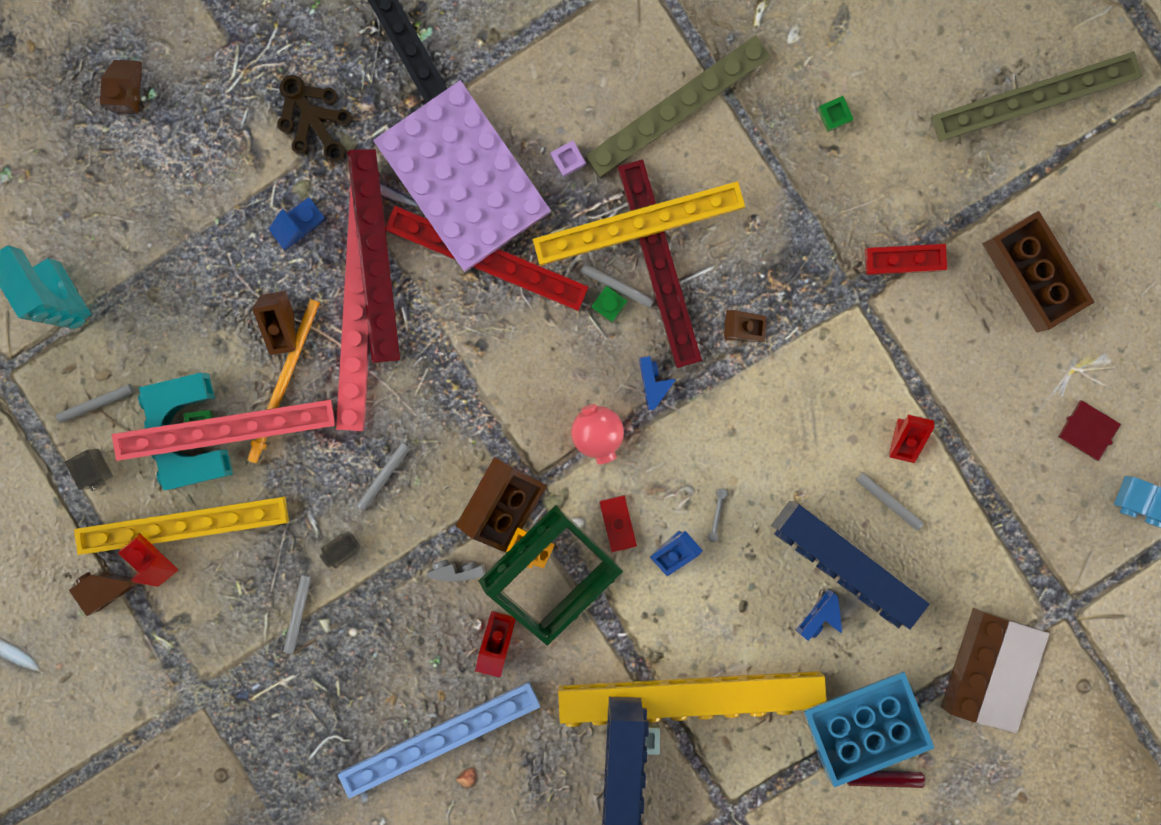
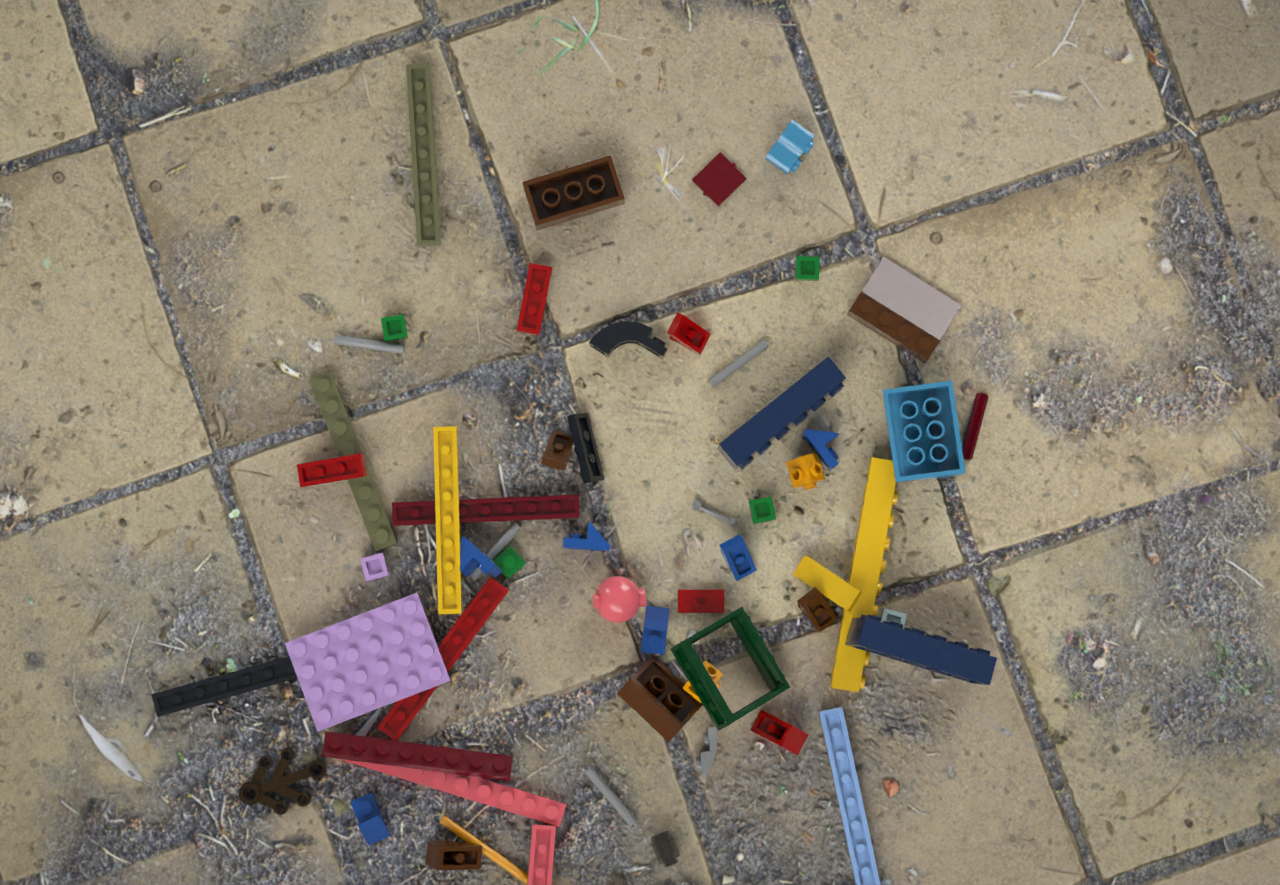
camera: 85 degrees left, 5 degrees down
(574, 481) = (655, 630): none -> blue slope
(603, 262) = (472, 557): none -> blue slope
(639, 653) = (816, 609): none -> reddish brown slope
(662, 84) = (332, 470): none -> red plate
(671, 660) = (827, 583): none -> yellow tile
(734, 567) = (762, 510): none -> green plate
(755, 356) = (585, 448): none -> black plate
(789, 605) = (805, 471): none -> light orange brick
(810, 94) = (369, 344): none -> light grey bar
(893, 370) = (627, 333): none -> black arch
(1015, 552) = (807, 268): none -> green plate

